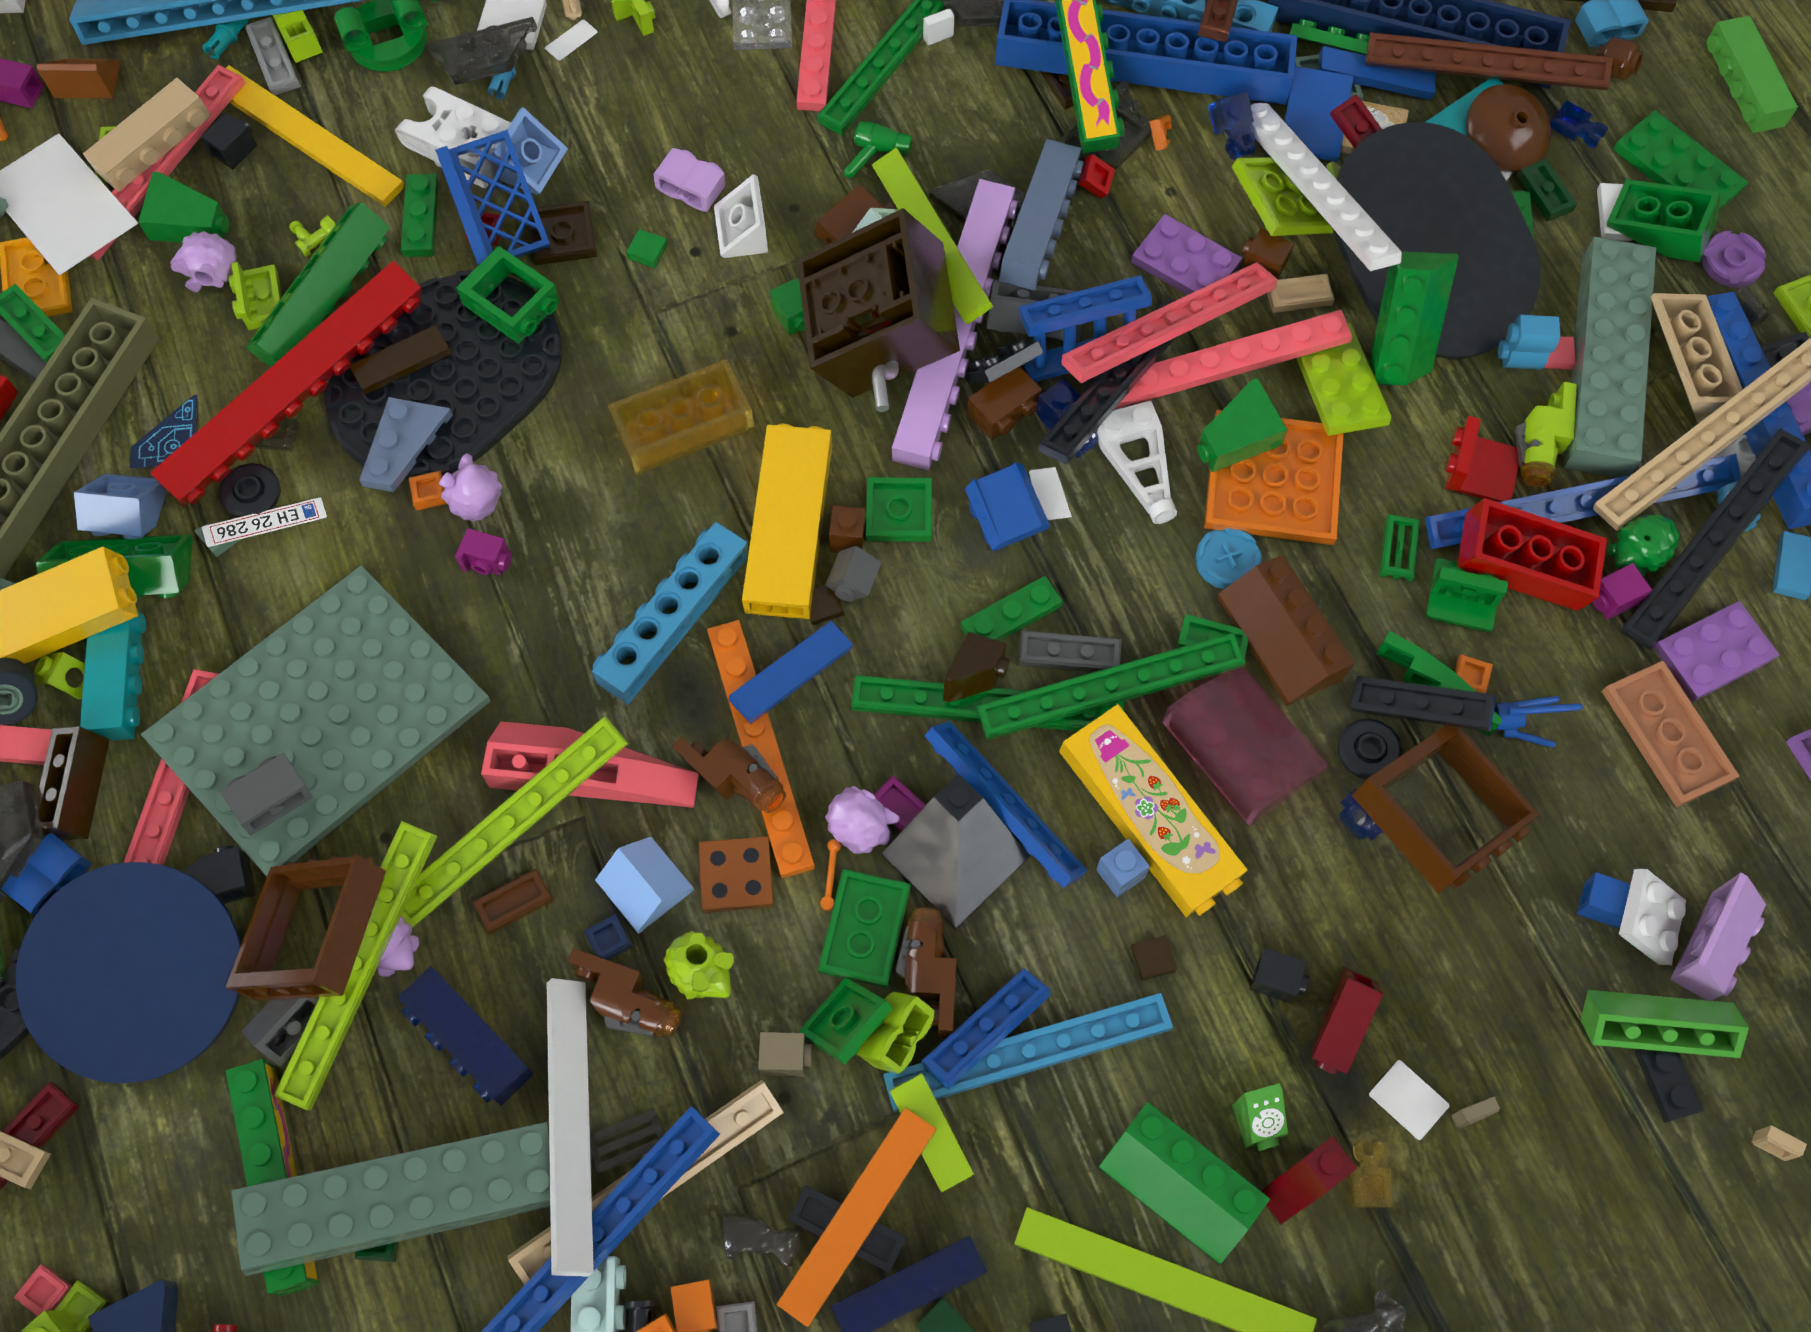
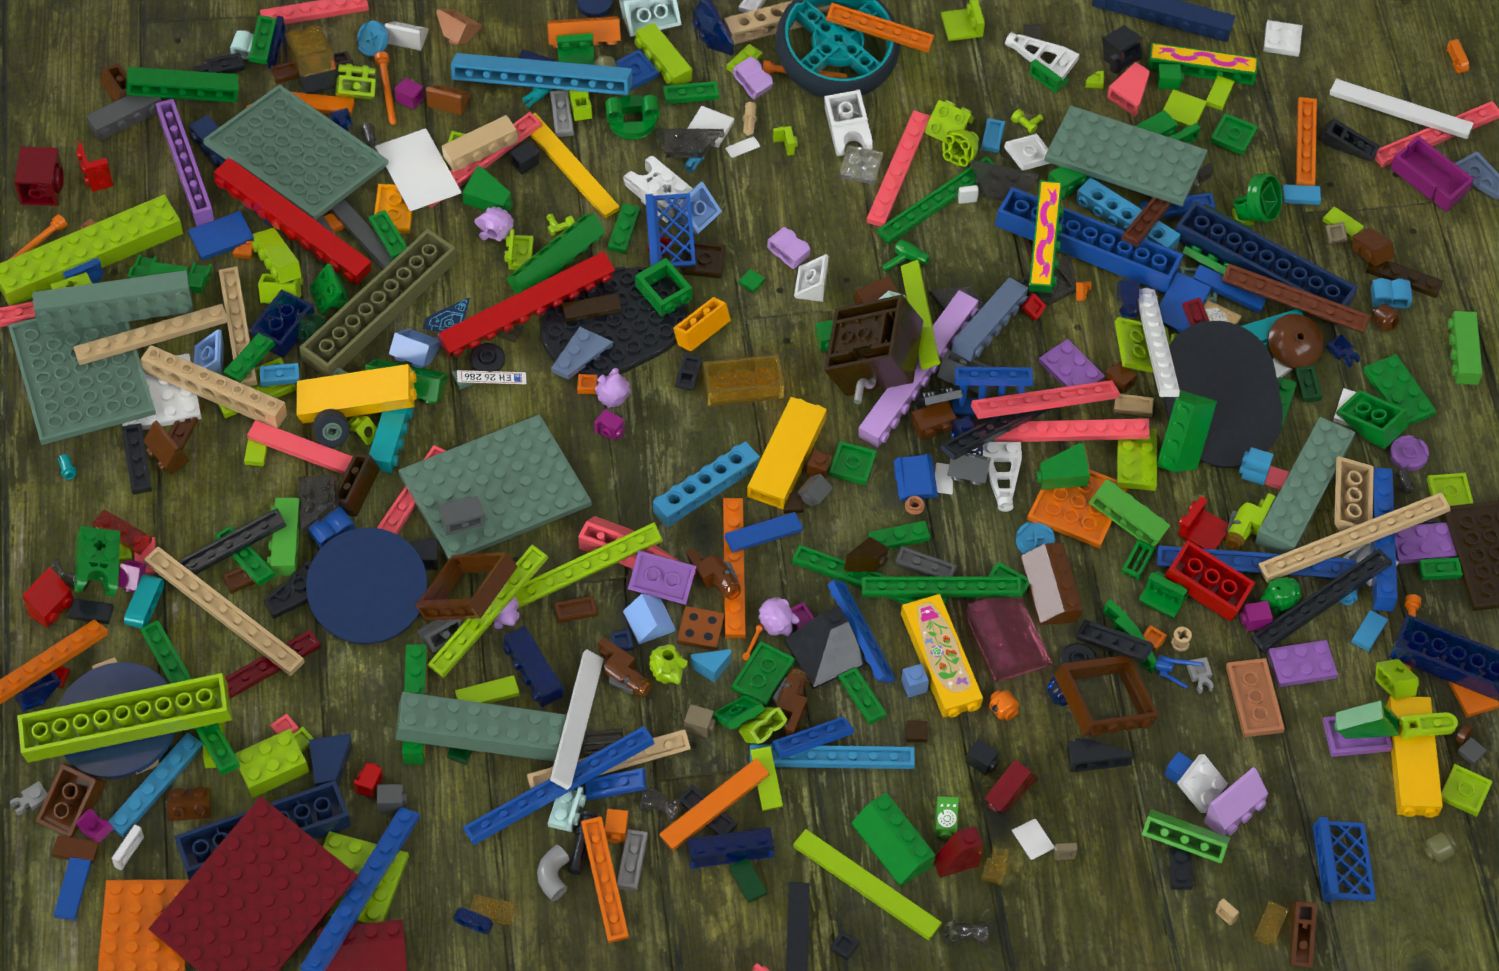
camera: 15 degrees right, 10 degrees down
(397, 1110) = (490, 691): none -> lime tile
(587, 340) = (702, 324): none -> light orange brick
(589, 426) = (688, 372): none -> black slope
(644, 806) = (661, 577): none -> medium lavender plate
(674, 1227) = (616, 784): none -> blue tile
(773, 938) = (711, 663): none -> dark azure slope
(1023, 546) = (917, 501): none -> nougat plate
(1042, 919) = (862, 696): none -> green tile
(1094, 466) = (970, 467): none -> dark grey brick
(1281, 867) = (1004, 705): none -> orange head
(1365, 475) = (1129, 513): none -> bright green brick
(1454, 916) = (1093, 755): none -> black slope
(1520, 665) = (1181, 639): none -> tan bush
(1572, 720) = (1201, 674): none -> light grey plate

